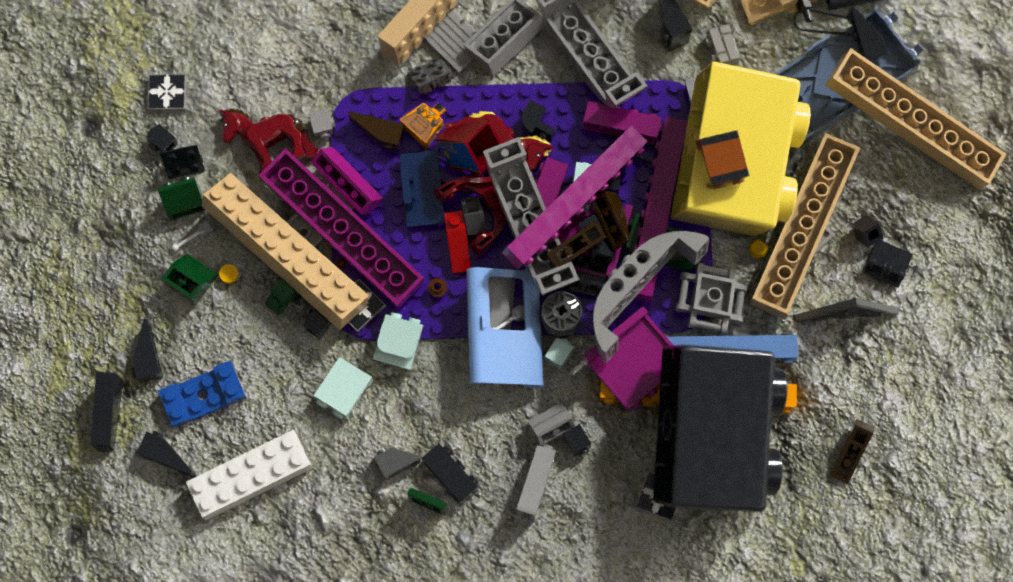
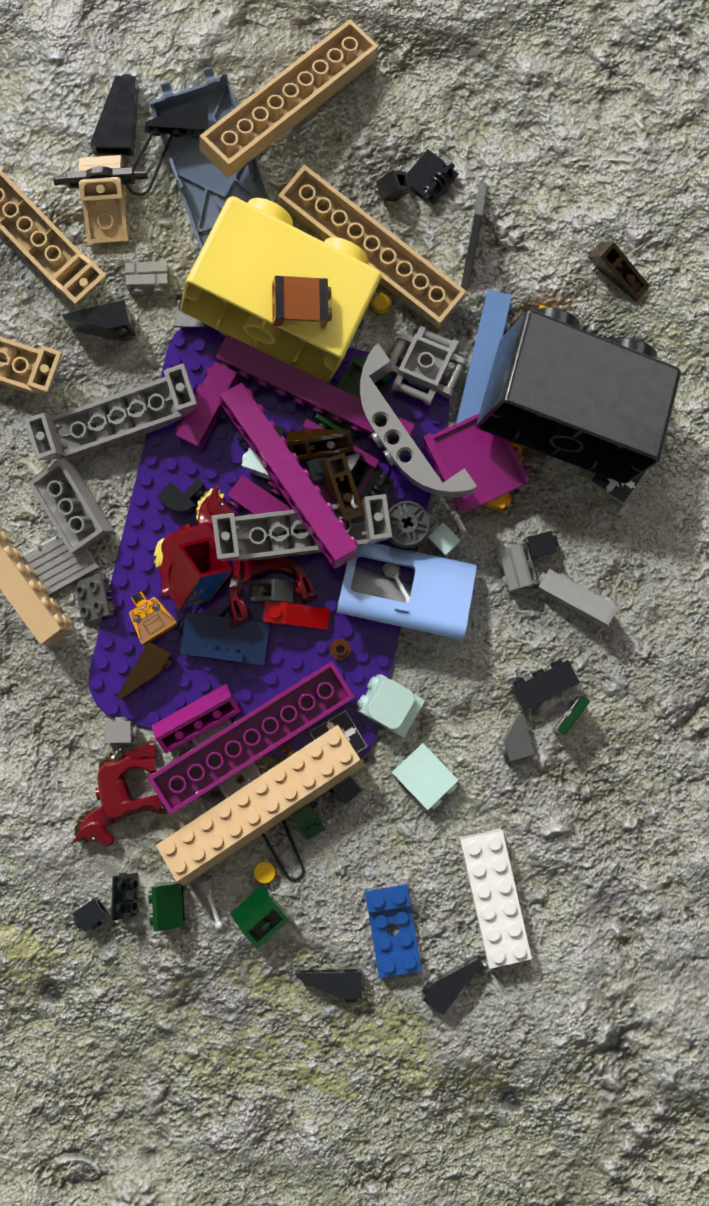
camera: 75 degrees left, 10 degrees up
(106, 410) = (388, 1039): black slope -> none
(167, 92) = (34, 896): tile -> none
(254, 295) = (295, 850): none -> black piece

